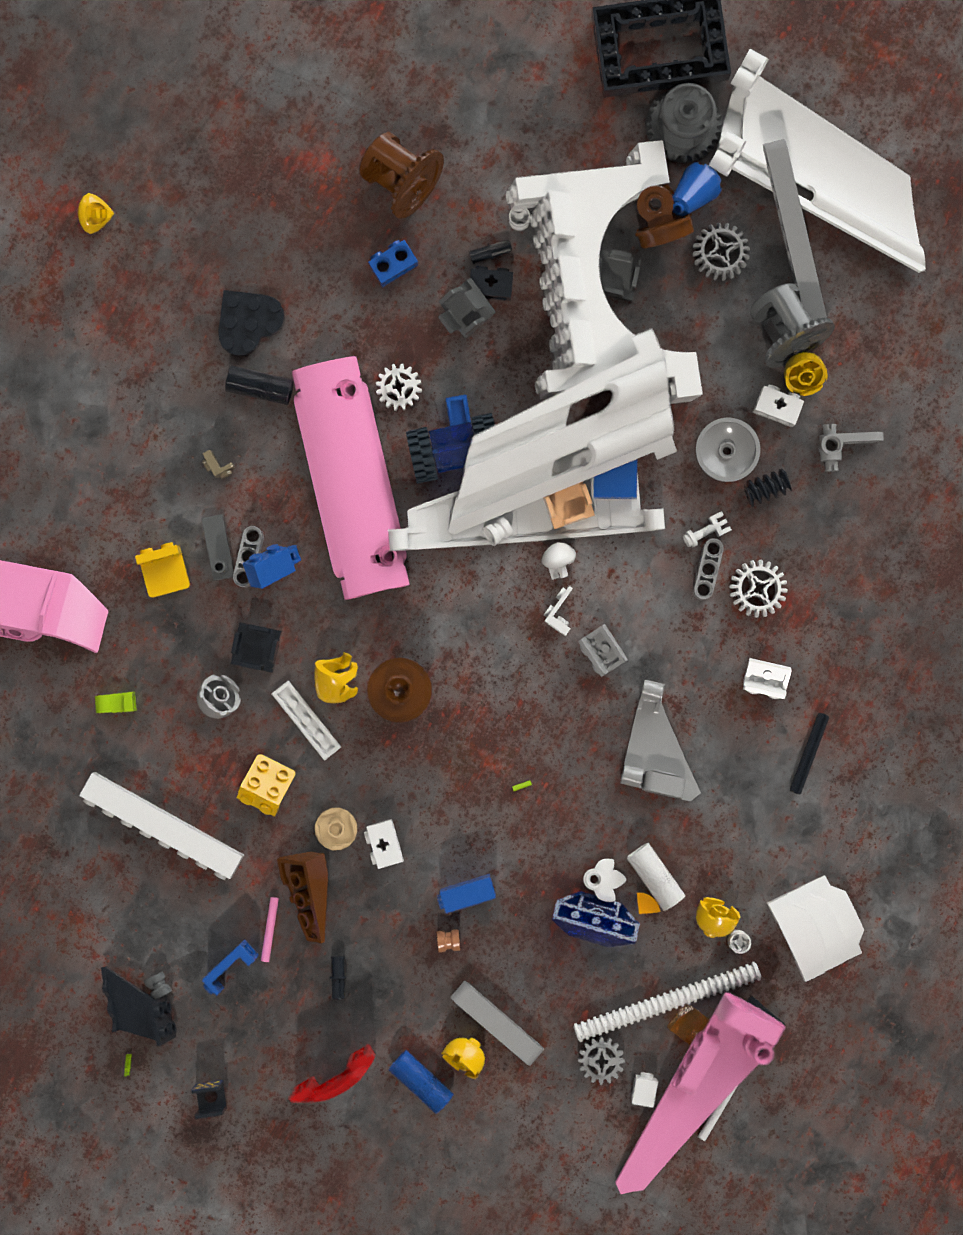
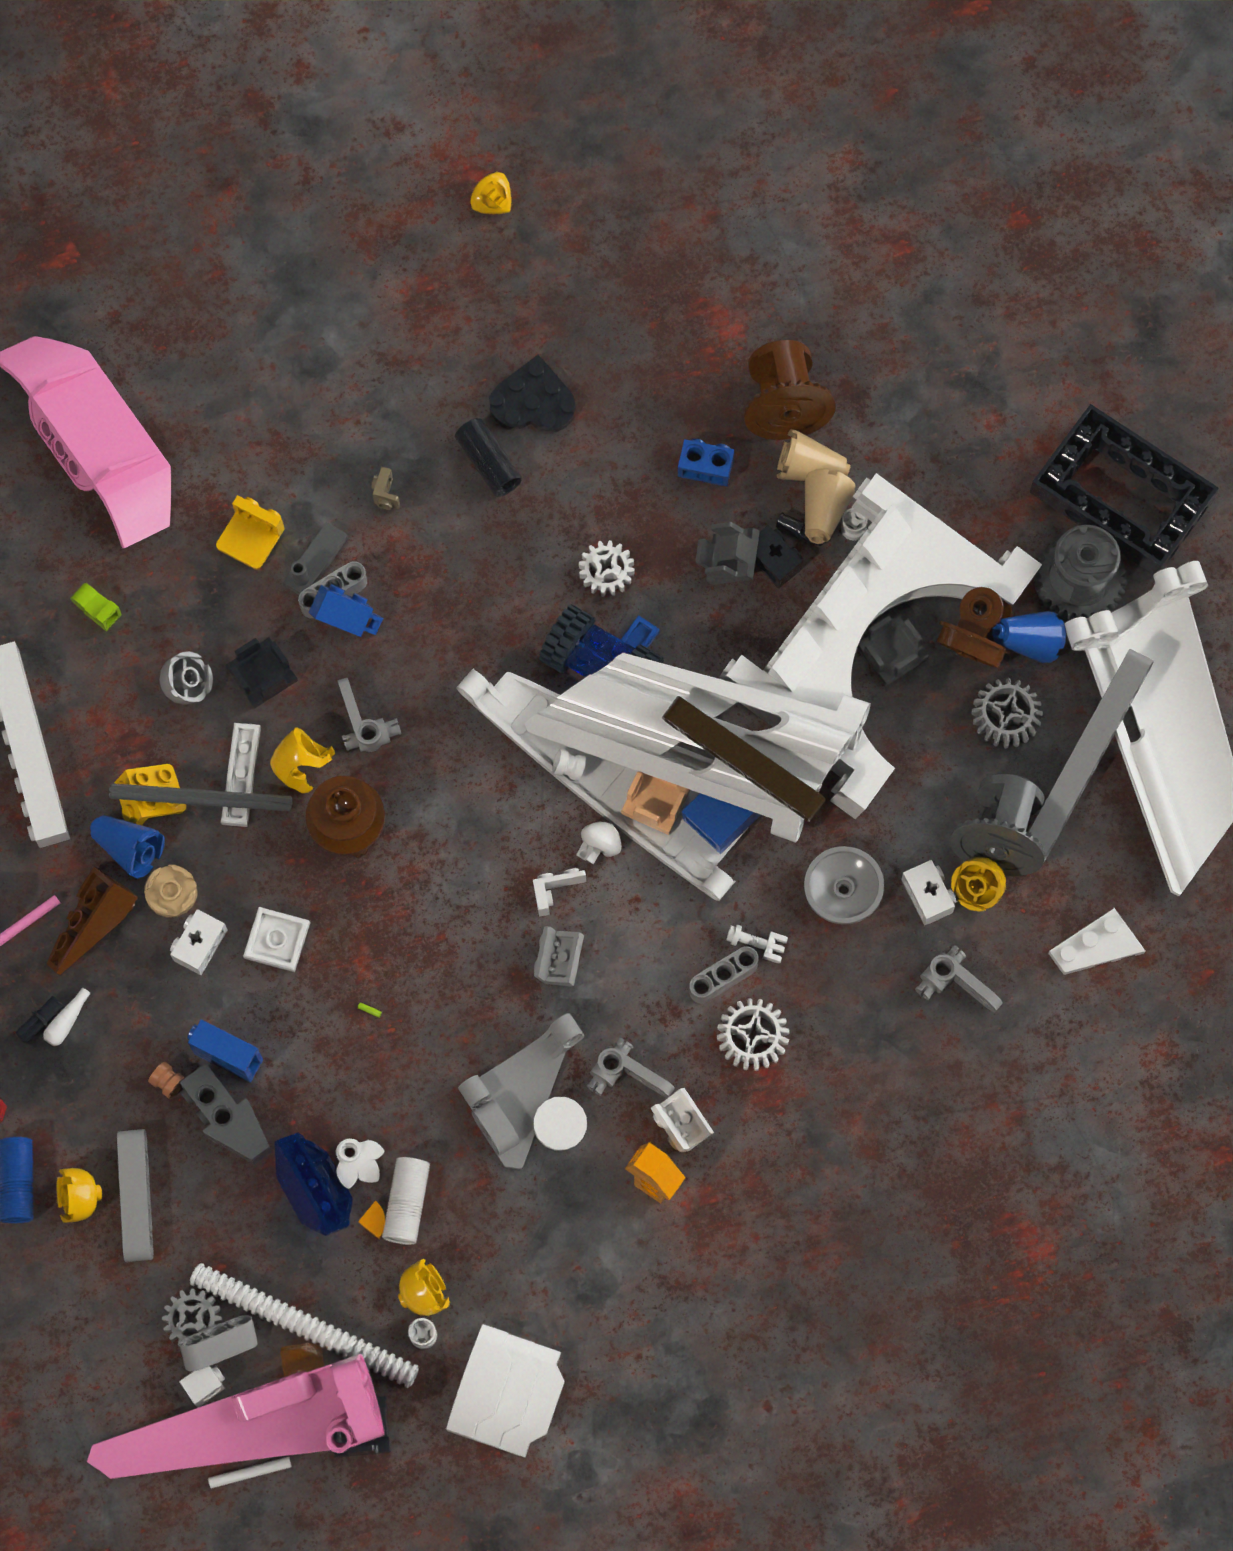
camera: 45 degrees right, 15 degrees down
(284, 827) = (128, 843): none -> blue cone
(303, 757) = (200, 797): none -> dark grey axle
(349, 476) = (487, 602): bright pink panel -> none
(353, 966) = (63, 1022): none -> white piece
(361, 613) = (360, 727): none -> light grey piece
(428, 798) = (276, 939): none -> white plate
(455, 203) = (806, 455): none -> tan cone
(493, 223) = (825, 503): none -> tan cone
(523, 927) = (242, 1132): none -> dark grey brick
(612, 436) = (743, 758): none -> dark brown beam
(632, 1061) = (218, 1343): none -> light grey beam
(697, 697) = (604, 1077): none -> light grey piece
(698, 746) = (560, 1123): none -> white tile
(767, 486) = (847, 952): black piece -> none
(789, 728) = (655, 1173): none -> light orange brick
(809, 753) = (655, 1227): black axle -> none
(902, 343) = (1096, 944): none -> white wing

